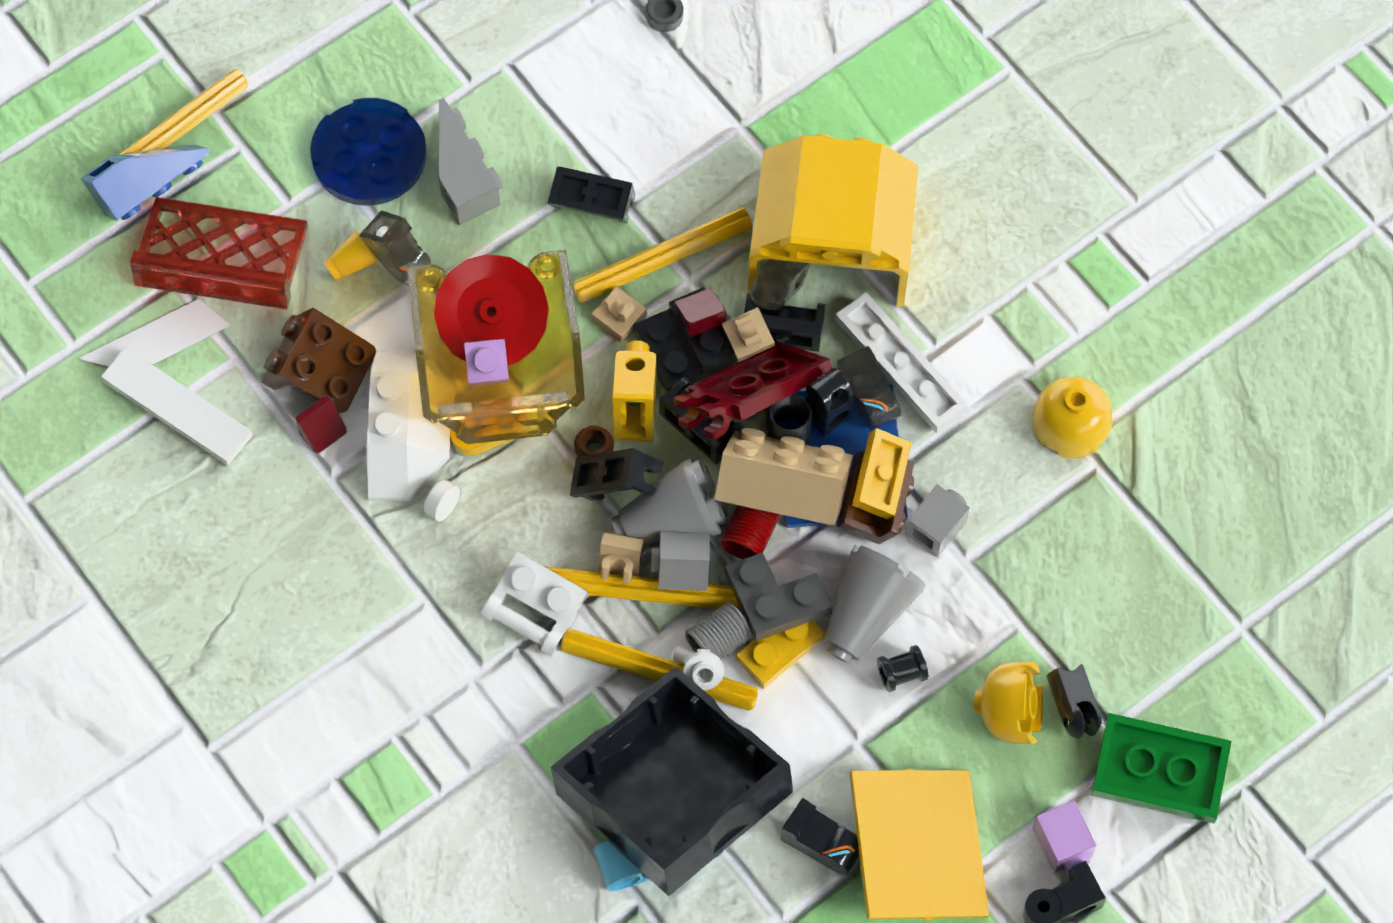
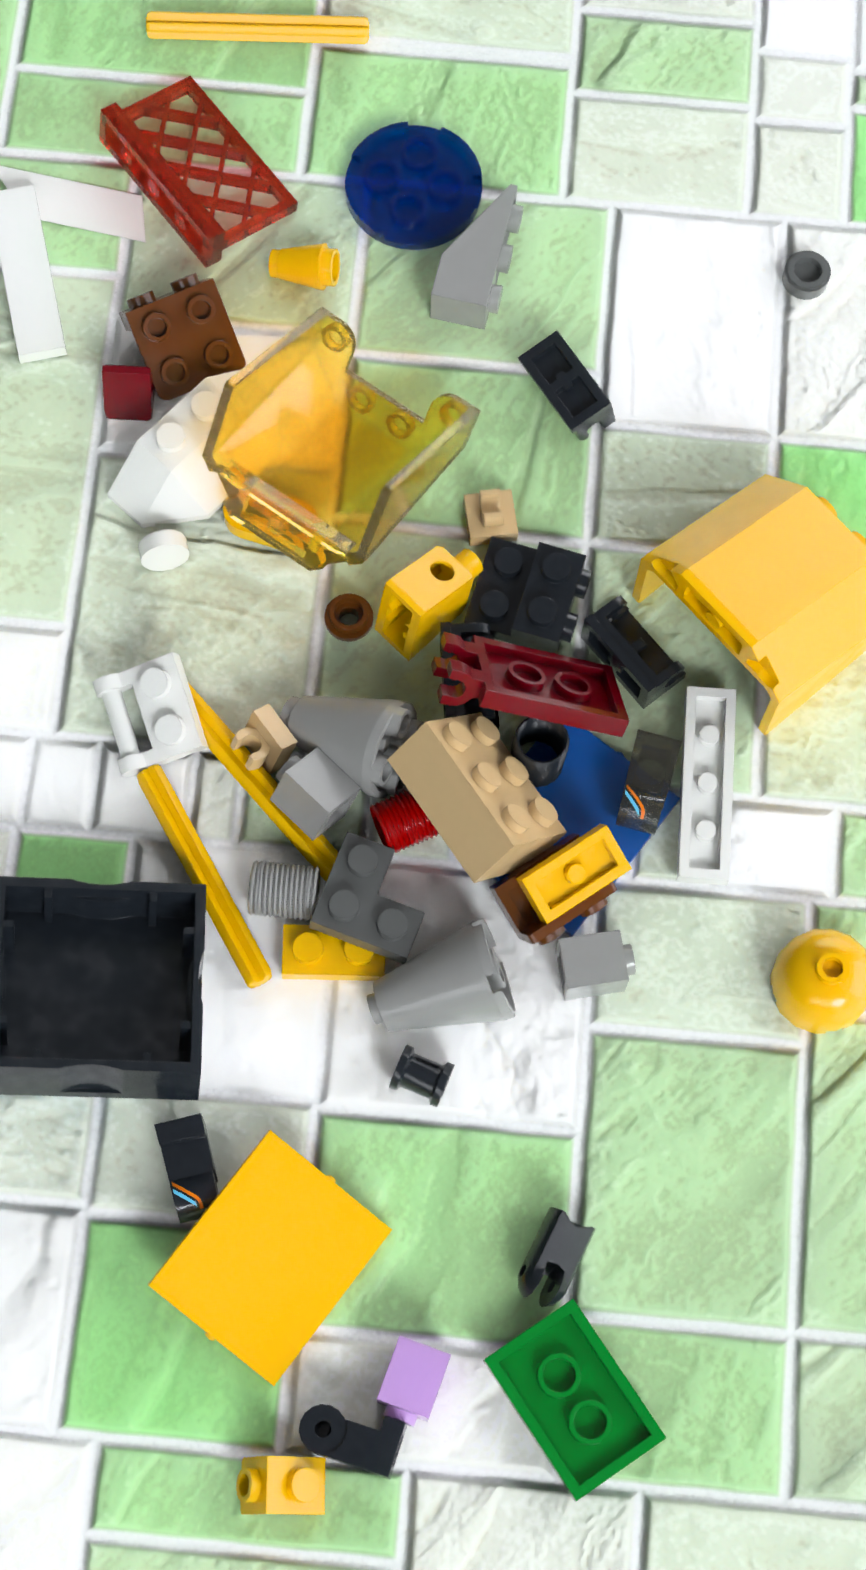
camera: 40 degrees right, 5 degrees up
(131, 178) = (179, 38): slope -> none
(396, 247) = (343, 282): clear smoke leg -> none
(486, 362) = (310, 455): lavender brick -> none
(491, 301) = (364, 413): red piece -> none
(612, 473) = (326, 656): black hinge -> none
(661, 255) = (579, 494): yellow axle -> none
(700, 666) = (230, 907): white plate -> none
(701, 312) = (554, 575): slope -> none
(748, 334) = (579, 633): tan tile -> none
(778, 283) = (654, 610): clear smoke leg -> none
(830, 401) = (594, 762): black leg -> none
(1011, 702) = (488, 1204): yellow cylinder -> none

